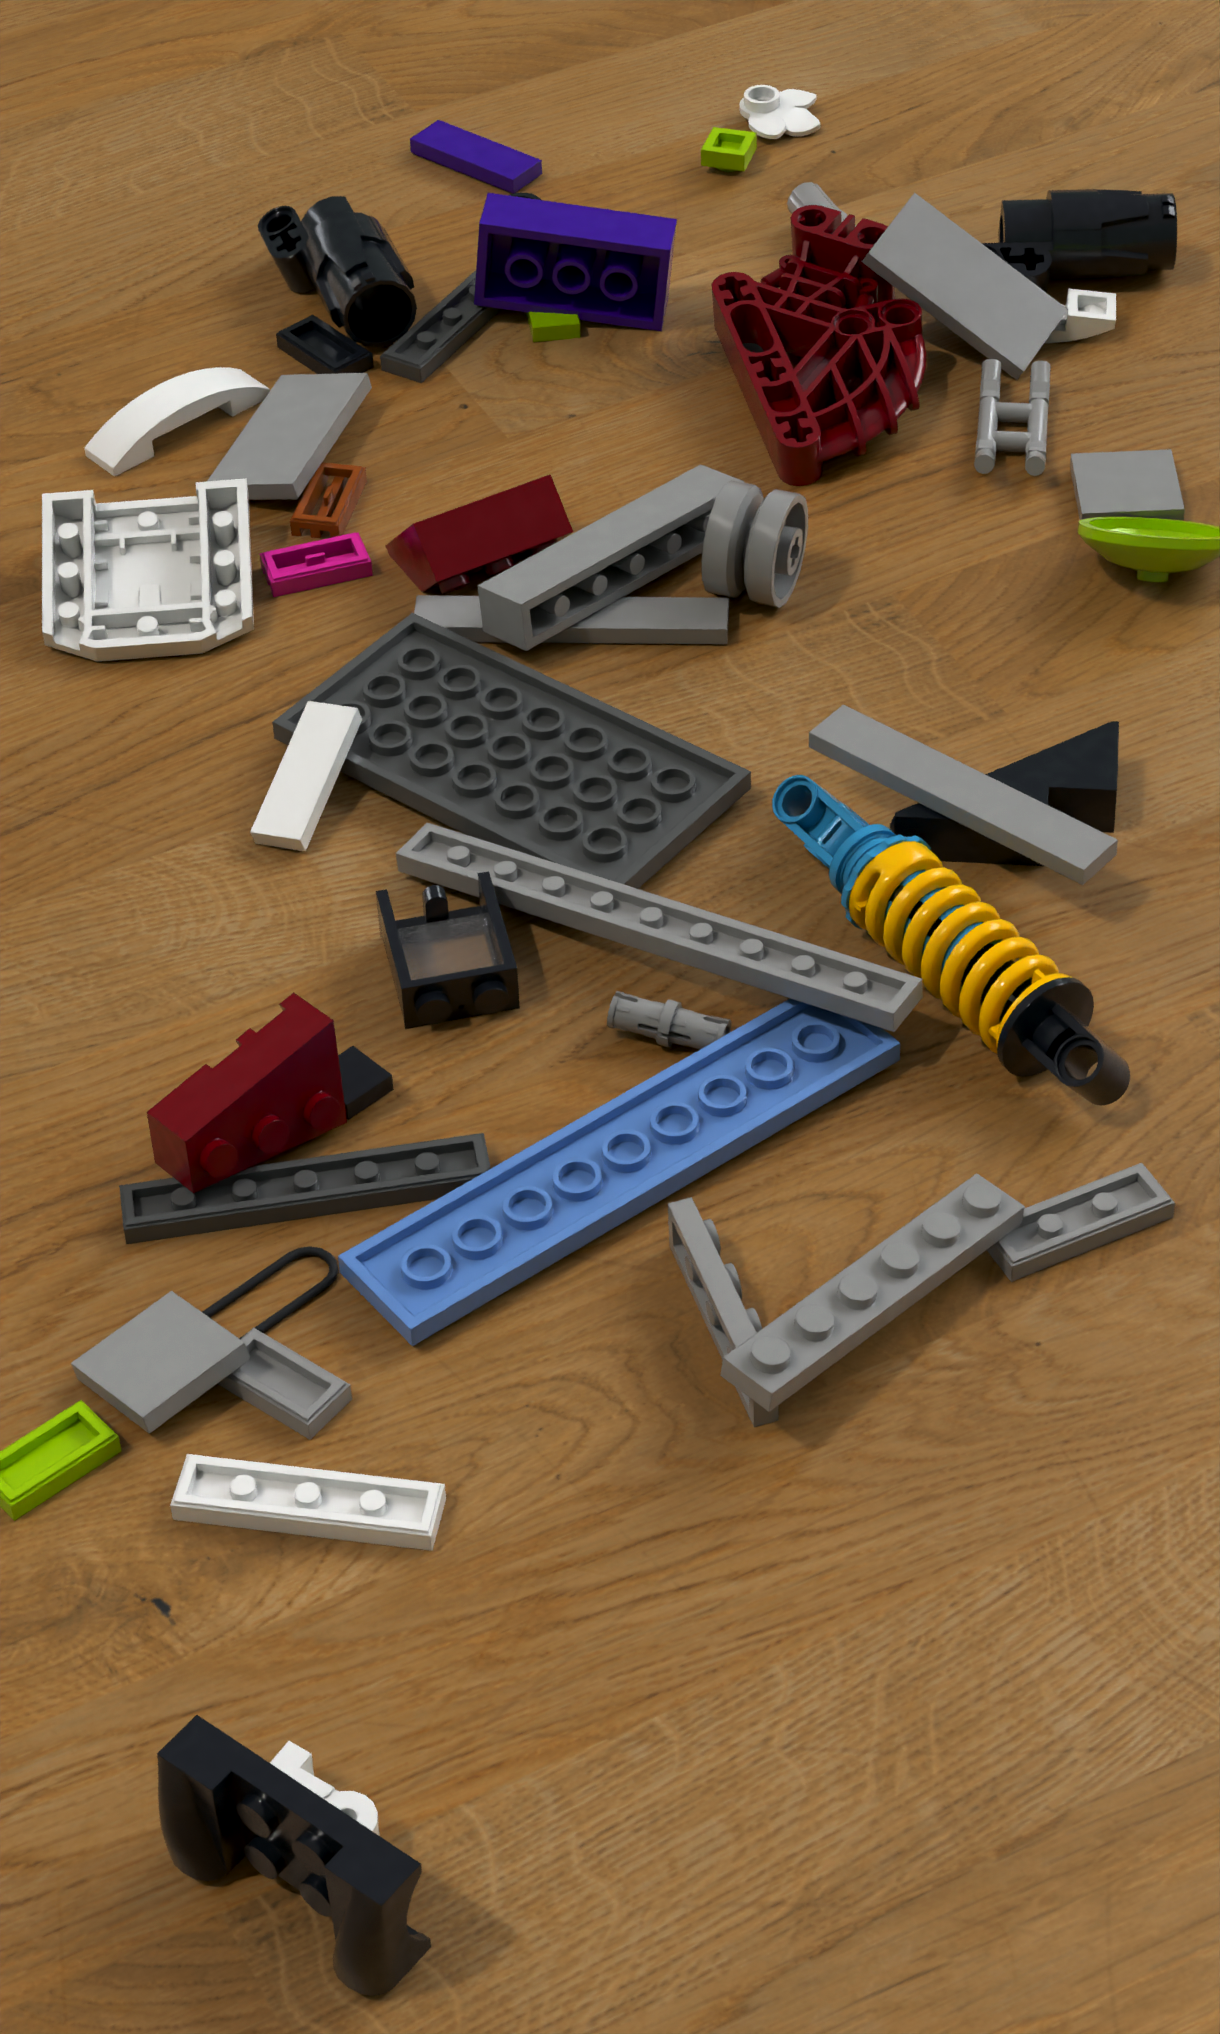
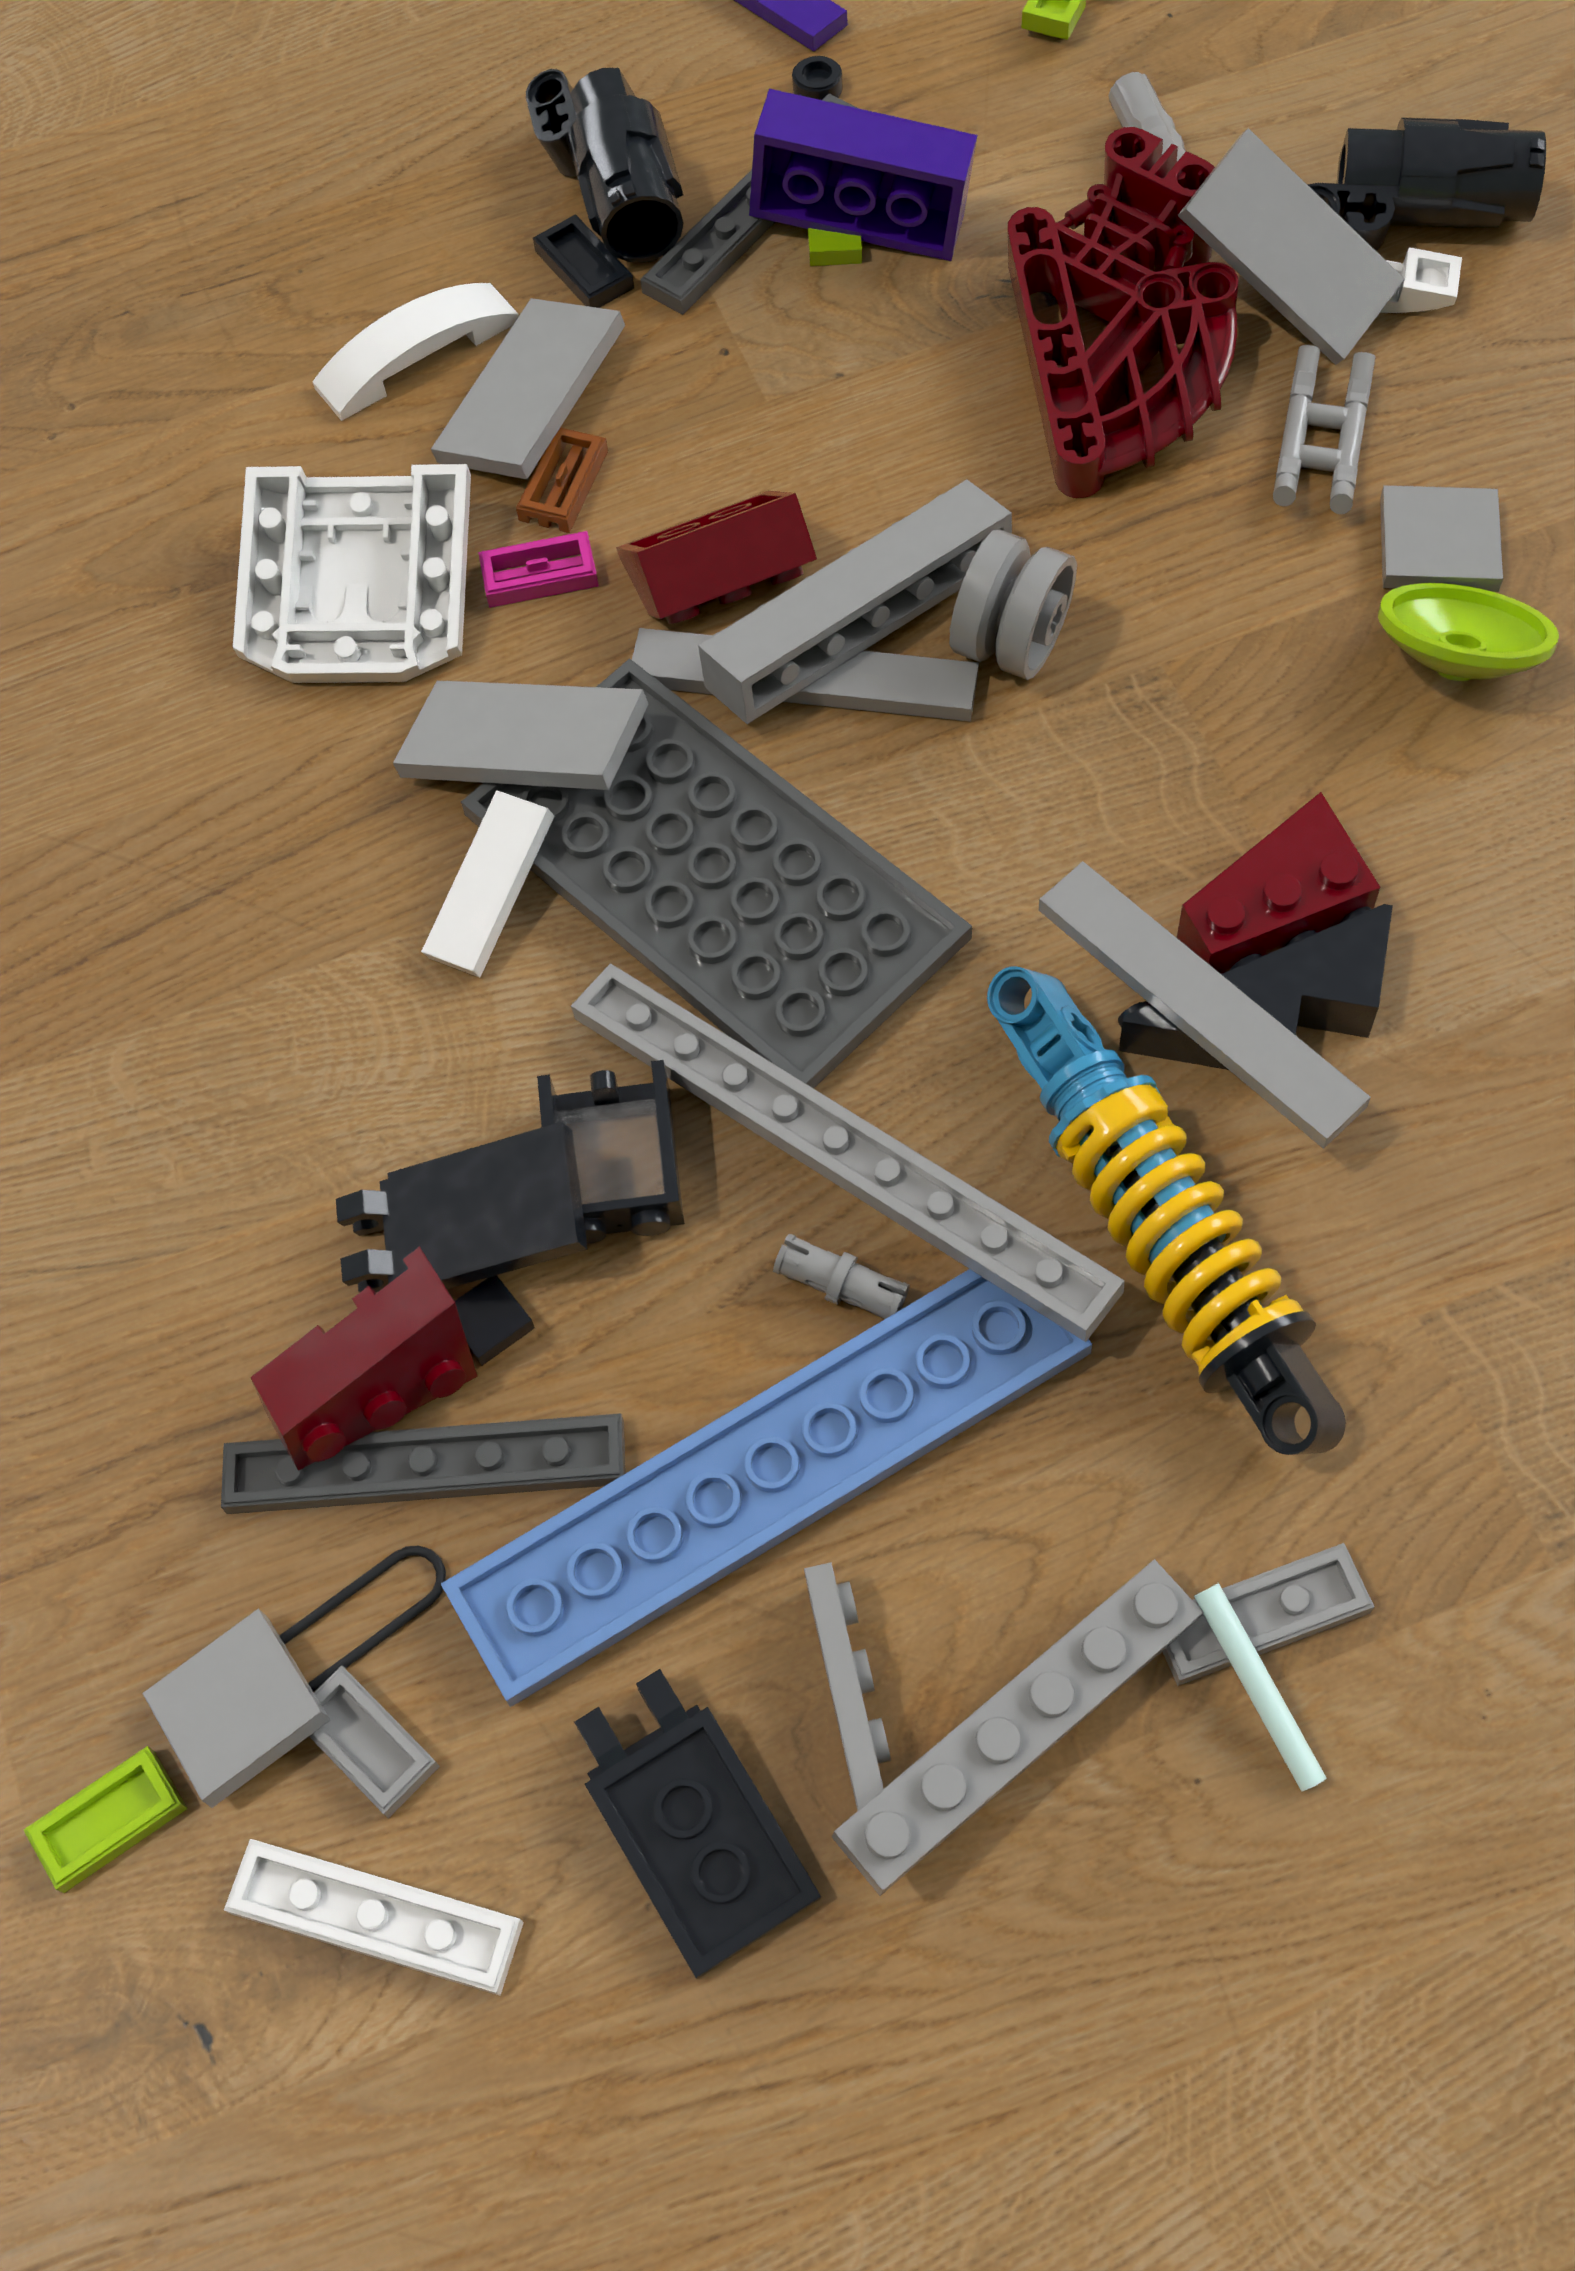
camera: 10 degrees right, 20 degrees up
(322, 668) = (522, 734): none -> light grey tile
(355, 979) = (472, 1211): none -> black tile
(592, 1406) = (695, 1829): none -> black tile
(1021, 716) = (1286, 884): none -> dark red wedge
(1082, 1261) = (1260, 1687): none -> light aqua bar

